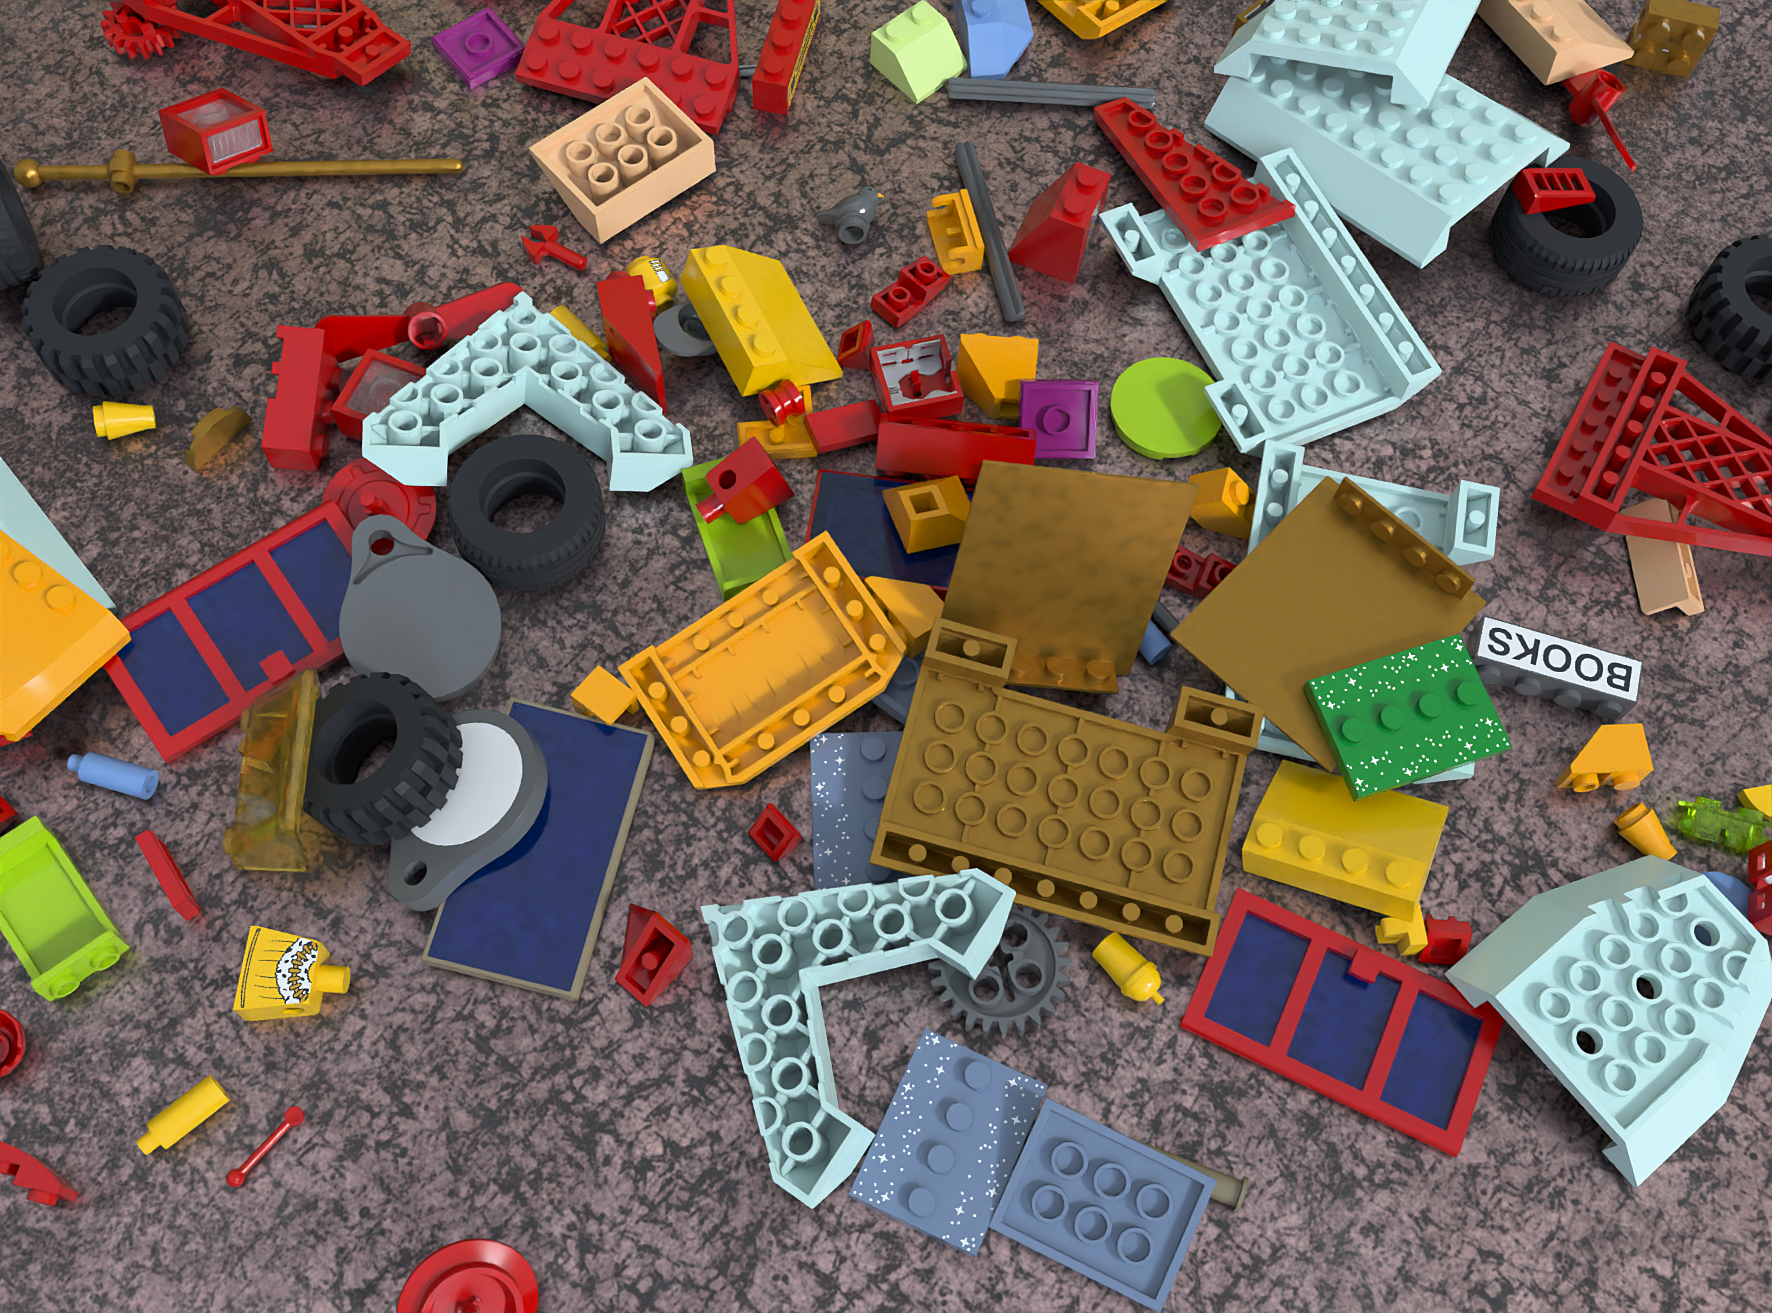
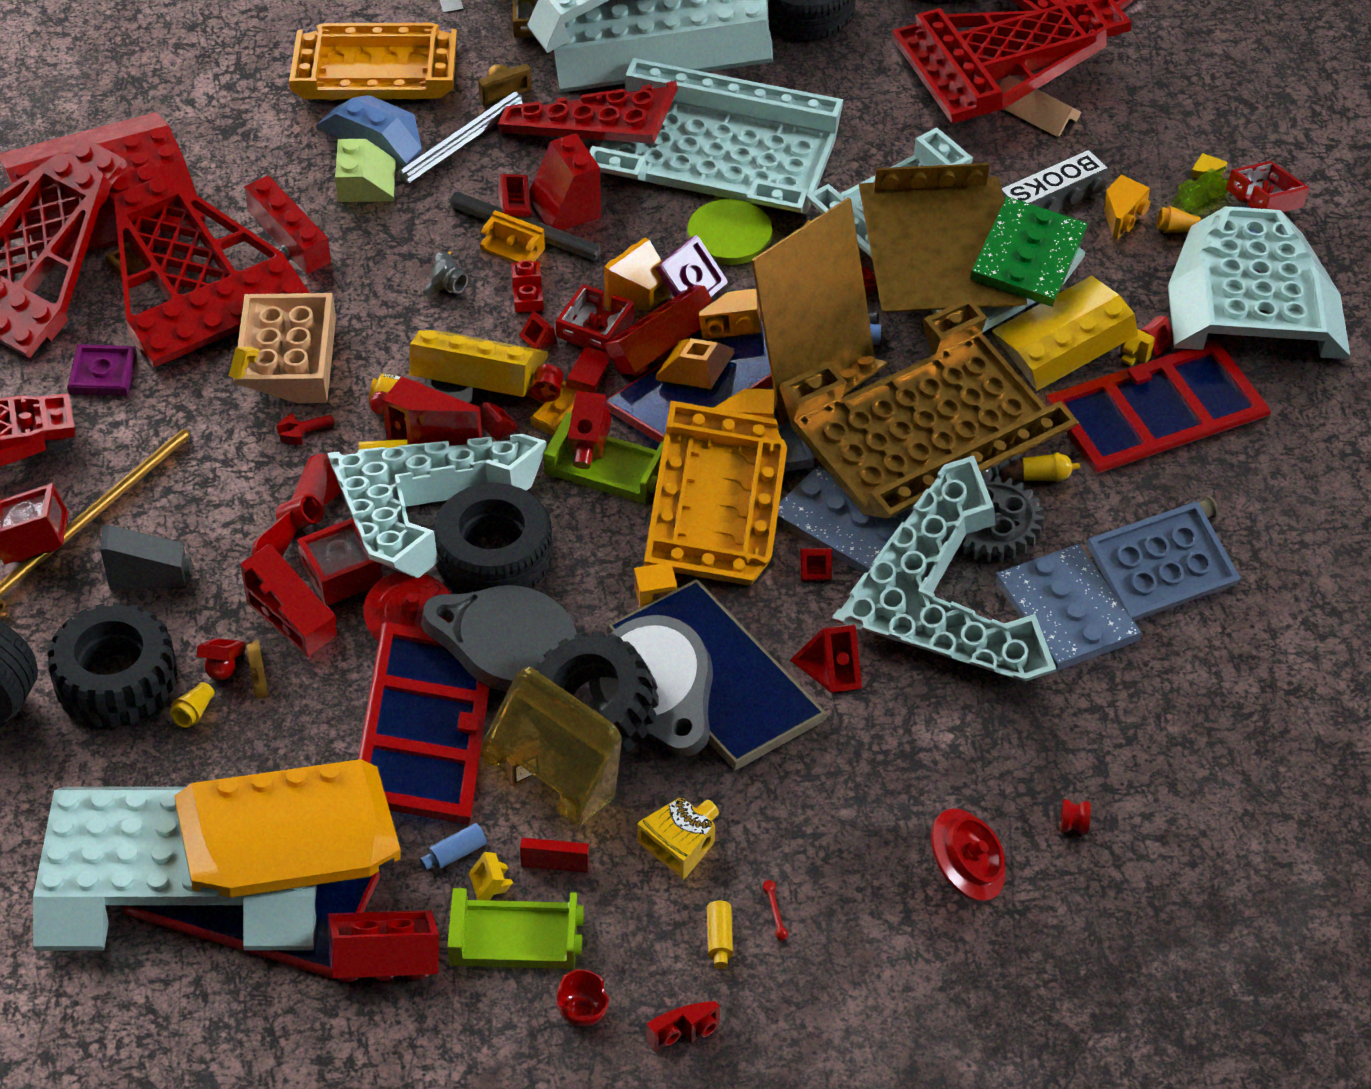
camera: 45 degrees left, 15 degrees down
(88, 839) = (488, 877): none -> yellow tile
(192, 394) = (220, 656): none -> red tile
(254, 245) = (142, 560): none -> dark grey slope
(547, 135) = (241, 360): none -> yellow tile
(709, 398) = (496, 421): none -> red slope
(1026, 176) = (514, 195): none -> red slope
(1155, 70) = (503, 81): none -> pearl gold tile

